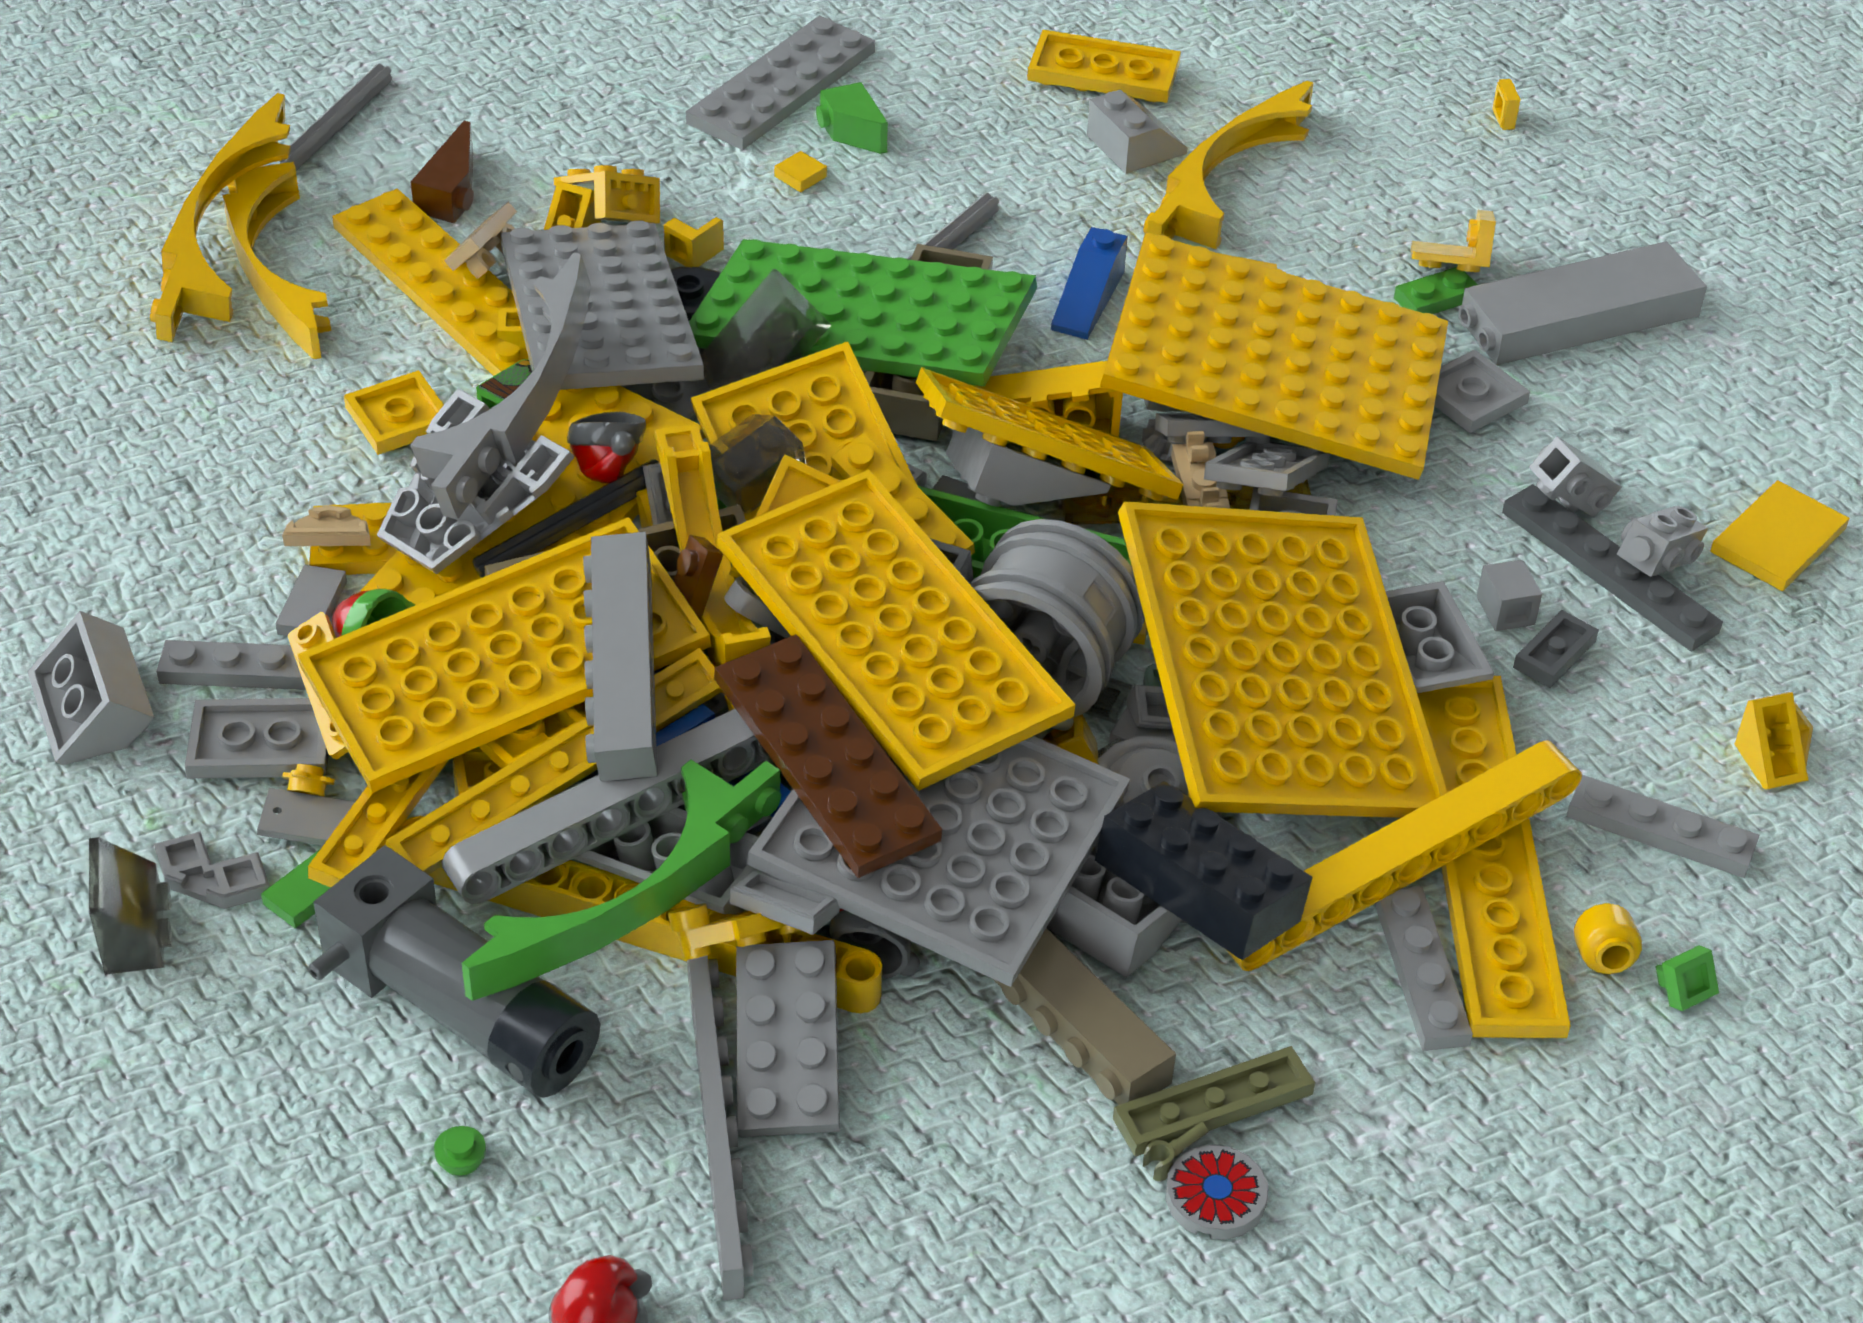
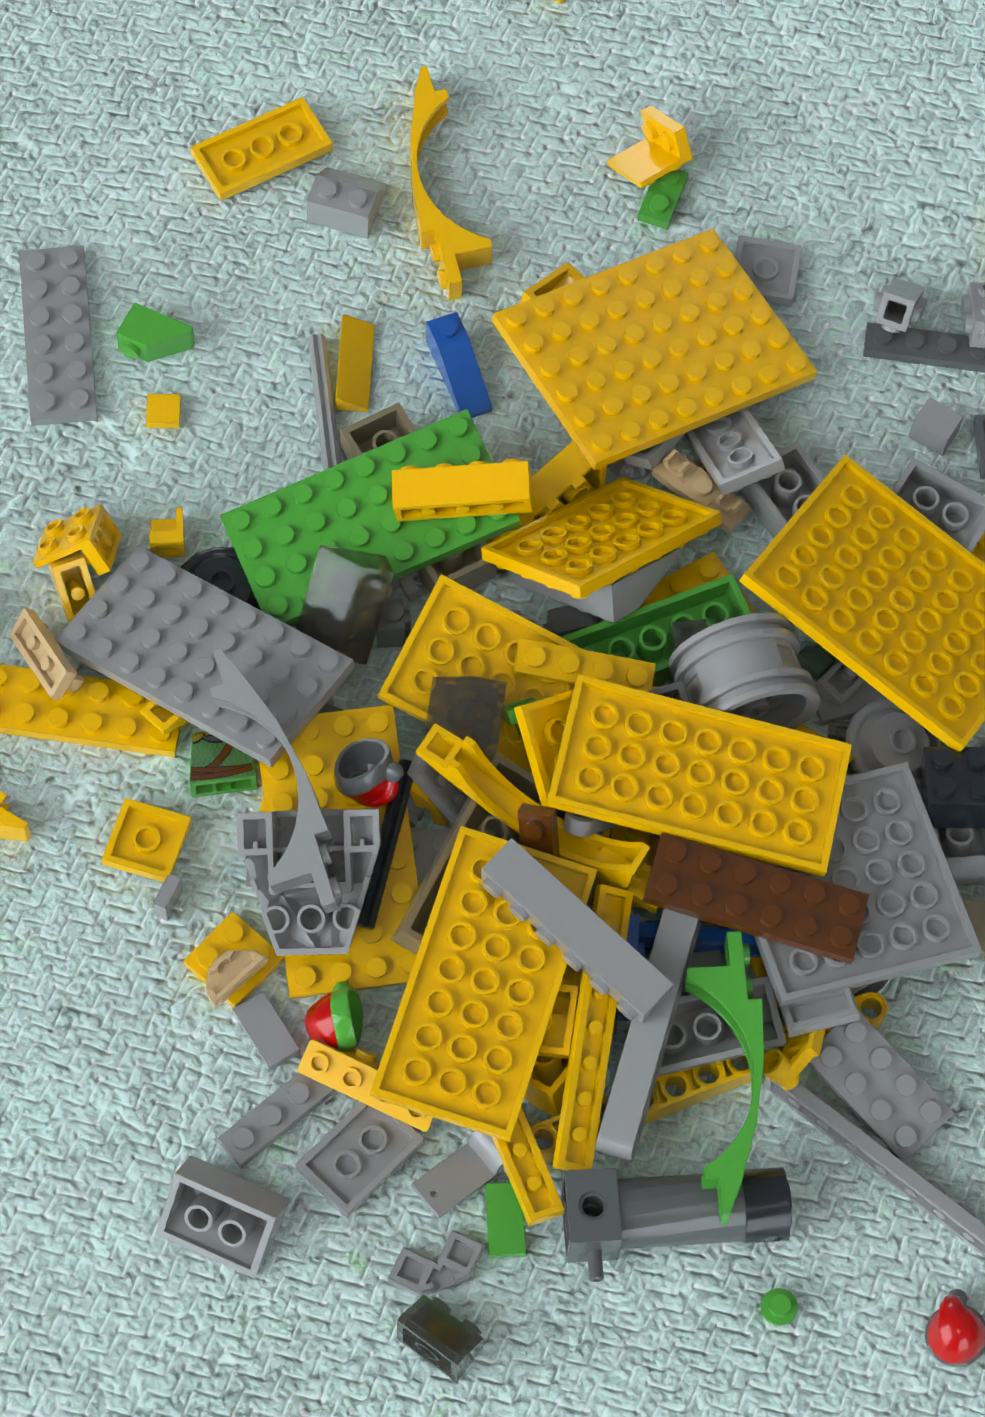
camera: 45 degrees left, 20 degrees up
(308, 780) = (426, 1158): yellow plate -> none
(360, 456) = (168, 897): none -> light grey tile
(950, 312) = (461, 490): none -> yellow brick
(1004, 228) = (354, 365): none -> yellow slope
(1581, 302) = (760, 139): light grey brick -> none

